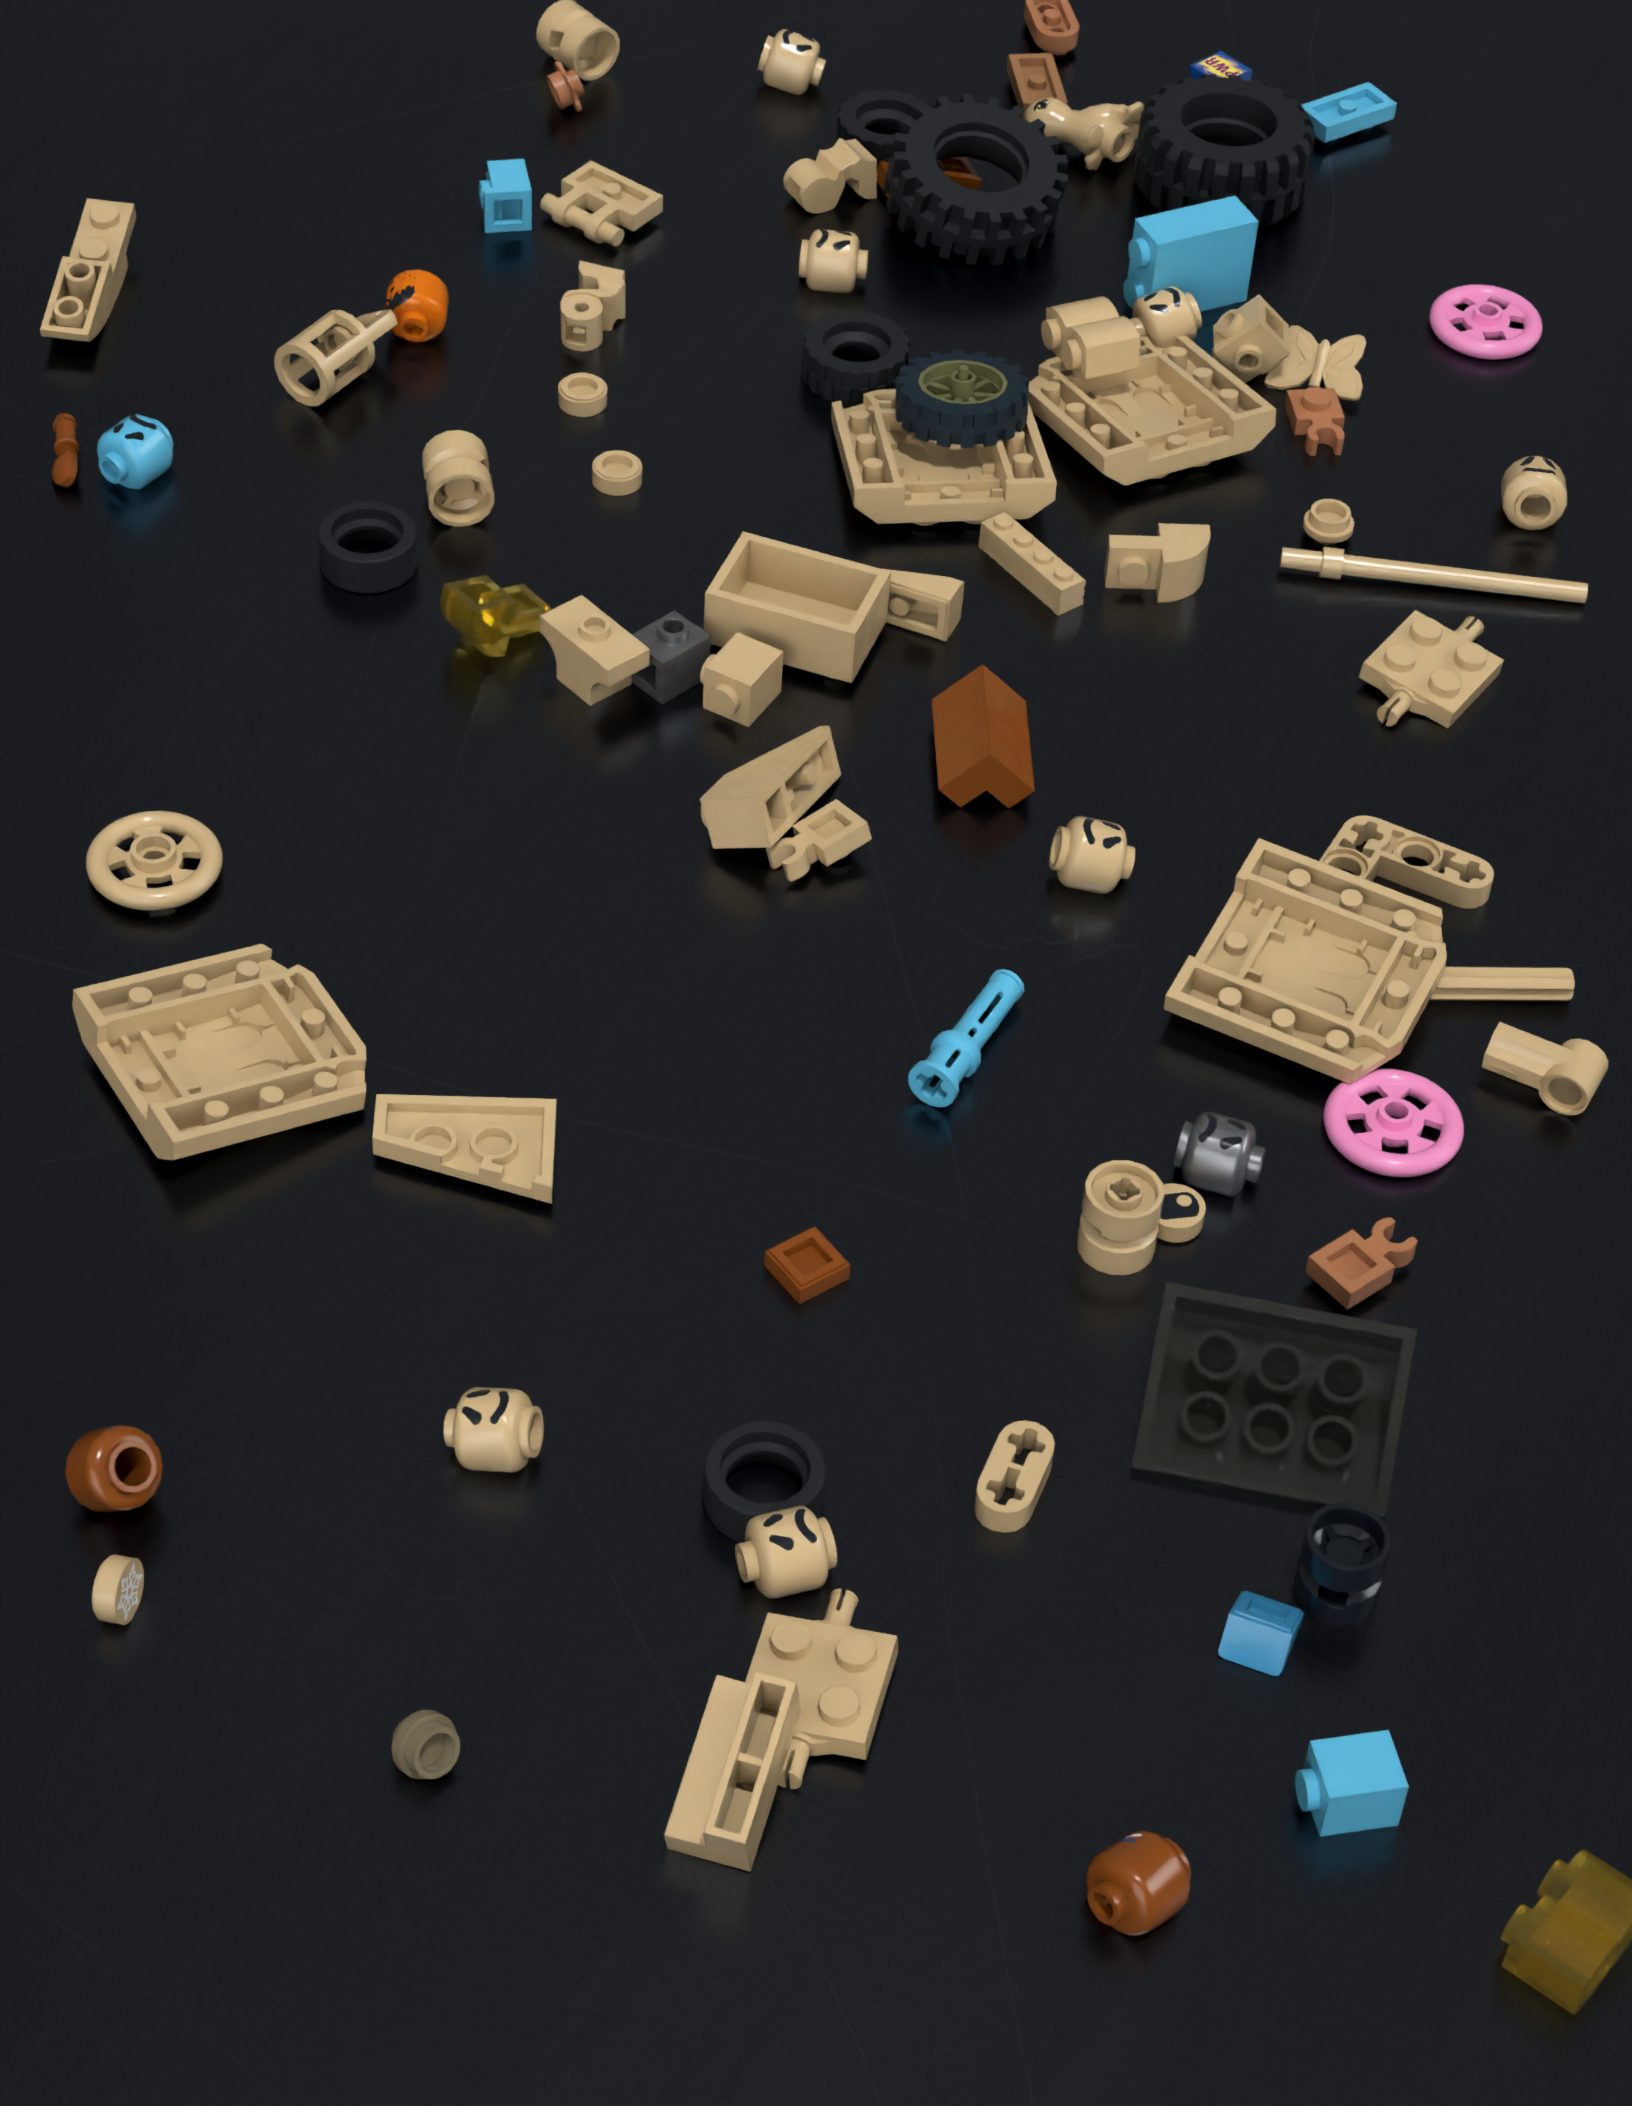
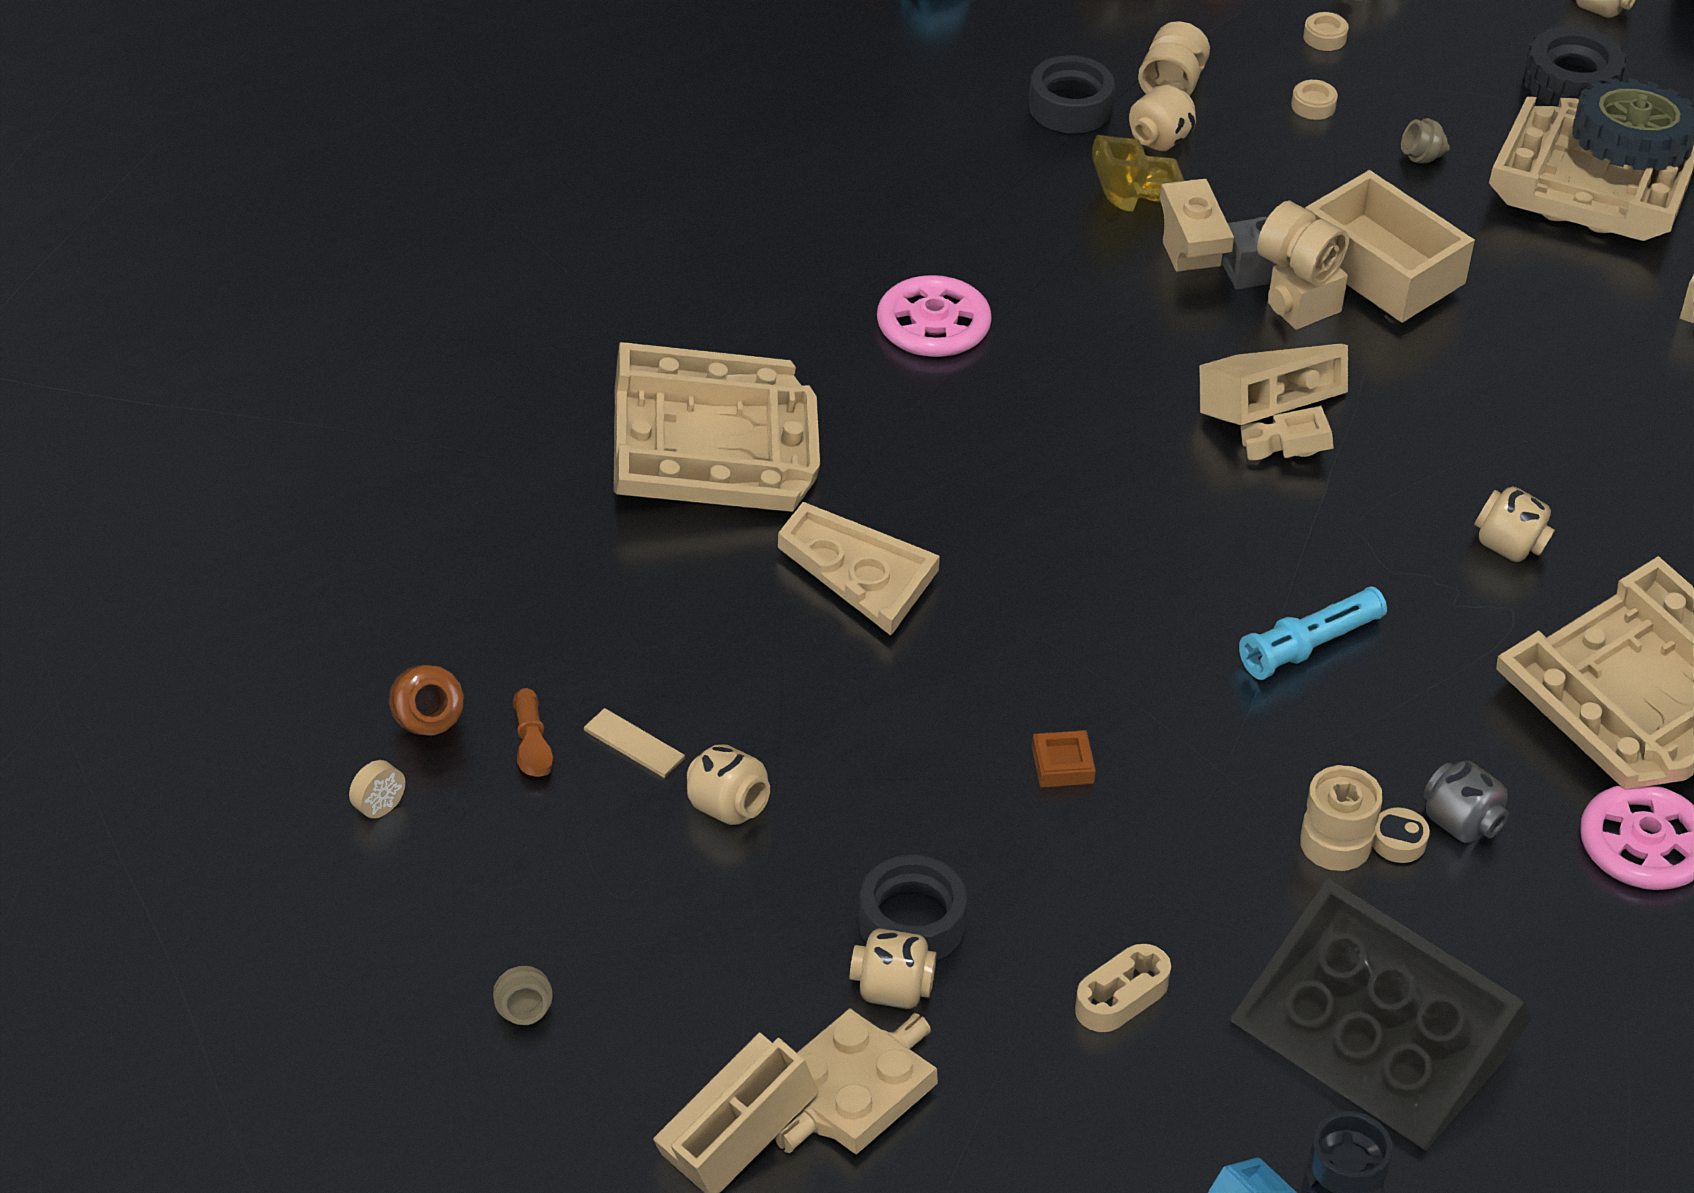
camera: 30 degrees right, 0 degrees up
(154, 860) = (754, 273): tan plate -> none
(256, 1479) = (534, 753): none -> dark orange piece
(355, 1425) = (634, 743): none -> tan window
(374, 840) = (934, 316): none -> bright pink plate
(481, 539) = (1163, 116): none -> tan head
(731, 632) = (1301, 242): none -> tan wheel
(757, 482) = (1424, 141): none -> dark tan plate
(925, 603) = (1502, 277): tan slope -> none
(982, 740) = (1480, 402): dark orange piece -> none
(1032, 563) = (1622, 277): tan piece -> none
(1359, 1267) = (1532, 939): nougat plate -> none

